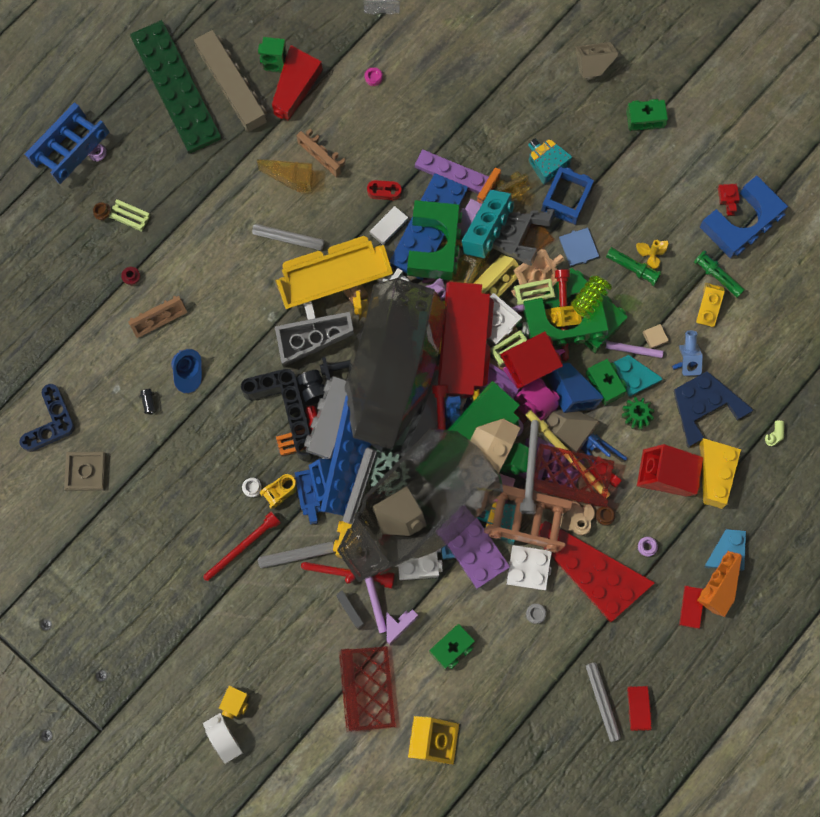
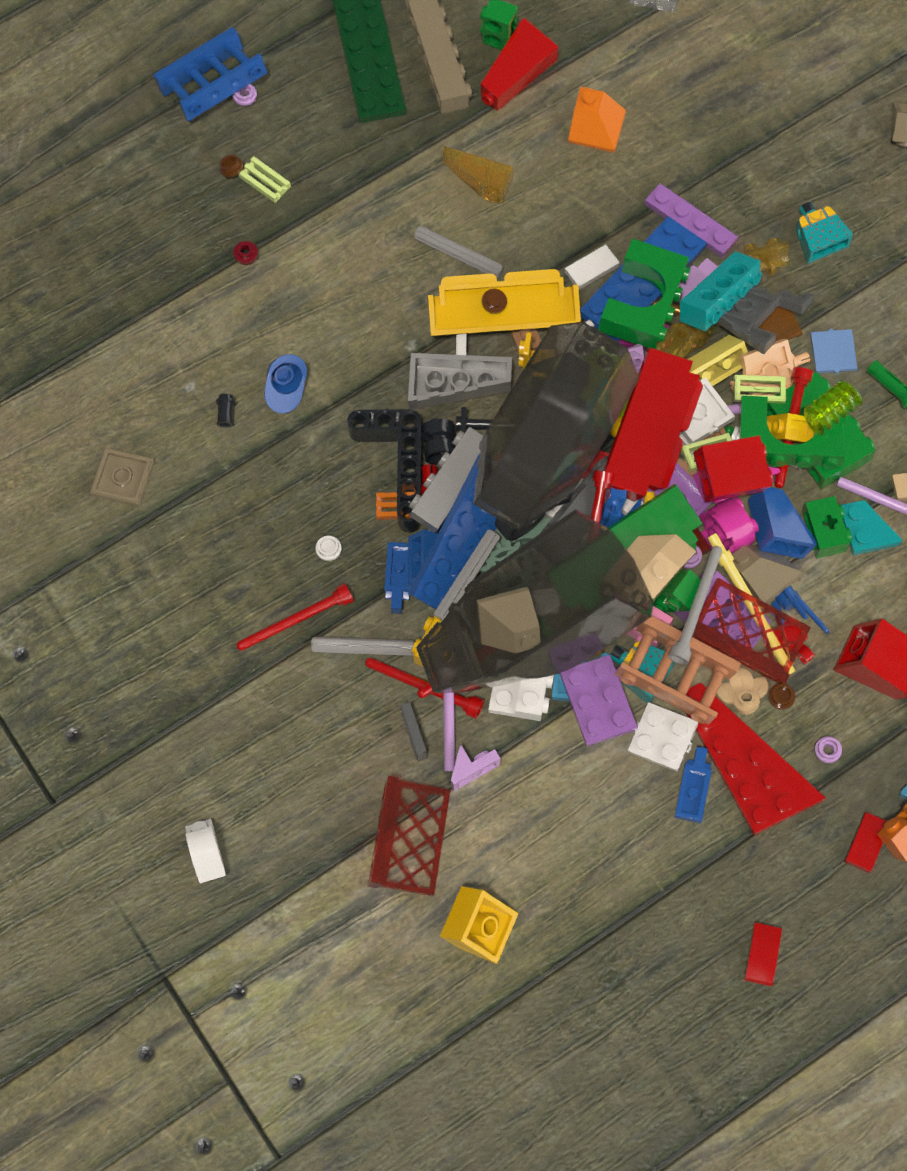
camera: 15 degrees right, 5 degrees down
(54, 426) = (99, 413): dark blue beam -> none
(157, 316) = (266, 309): medium nougat plate -> none
(234, 703) = (232, 810): yellow brick -> none
(277, 490) = (361, 560): yellow piece -> none
(320, 152) = (527, 158): medium nougat plate -> none
(325, 271) = (494, 301): none -> reddish brown plate
(363, 112) = (596, 120): none -> orange slope
(373, 76) = (620, 81): dark pink tile -> none
(384, 190) = (597, 222): red beam -> none
(457, 636) = (541, 800): green brick -> none
(489, 185) = (737, 244): orange tile -> none
(535, 613) = (656, 799): light grey tile -> none
(560, 599) = (694, 788): none -> blue hinge
(561, 211) = (822, 300): blue window -> none
(603, 702) = (717, 934): light grey axle -> none
(629, 412) = (867, 574): green gear -> none

